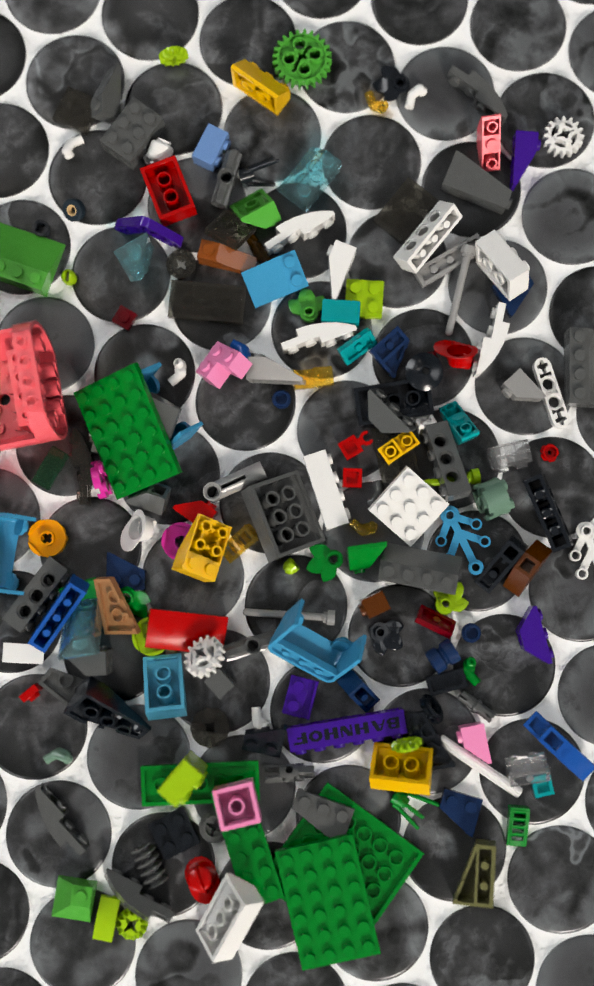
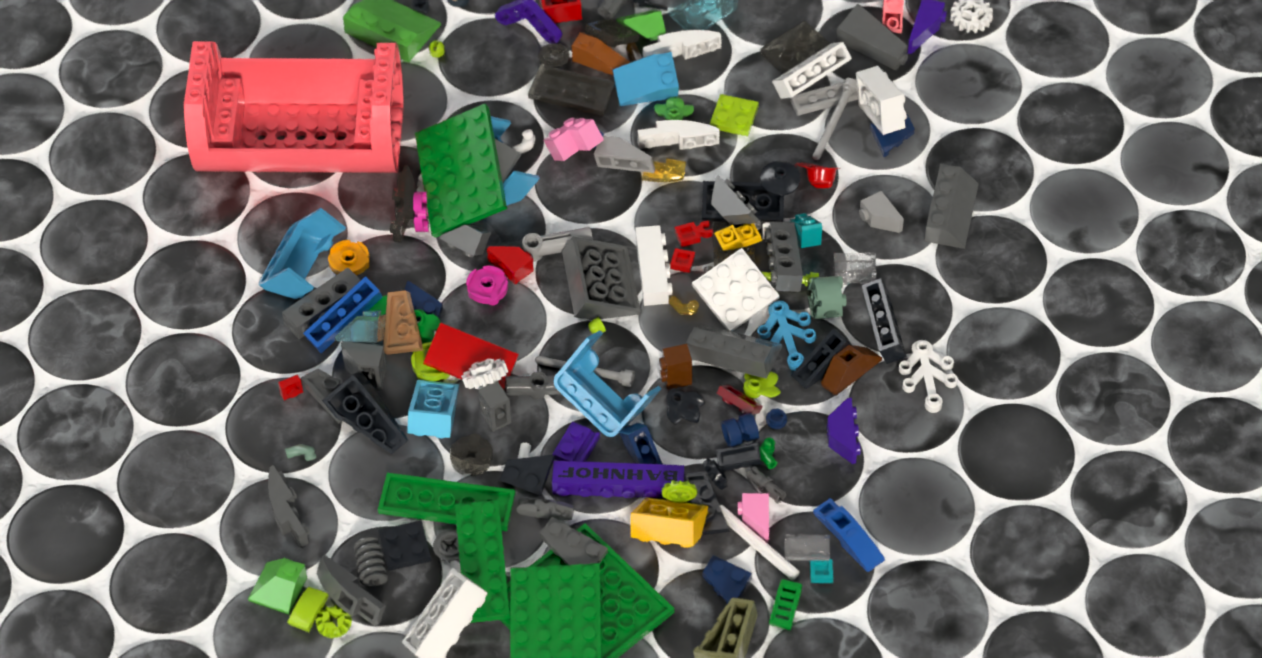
camera: 10 degrees right, 30 degrees down
(21, 653) = (294, 352): white slope -> none
(50, 468) = (370, 198): clear green slope -> none
(124, 318) = (483, 91): dark red plate -> none
(135, 257) = (509, 37): clear light blue slope -> none
(136, 530) = (447, 266): white piece -> none
(184, 779) = (432, 469): lime brick -> none
(202, 549) = (508, 288): yellow slope -> none
(202, 879) = (419, 592): red piece -> none
(237, 804) = (482, 503): bright pink brick -> none
(251, 532) = (551, 289): clear yellow slope -> none
(281, 399) = (626, 182): dark blue plate -> none
(321, 562) = (632, 330): green plate -> none
(340, 260) = (717, 78): white slope -> none
(341, 311) = (708, 115): teal panel -> none
(357, 346) = (716, 150): teal plate -> none
(363, 556) = (678, 321): green slope -> none
(391, 351) = (750, 159): dark blue wing -> none
(401, 800) = (663, 556): green plant -> none
(490, 347) = (858, 171): white slope -> none
(544, 452) = (898, 270): red plate -> none
(553, 392) = (914, 224): white beam -> none

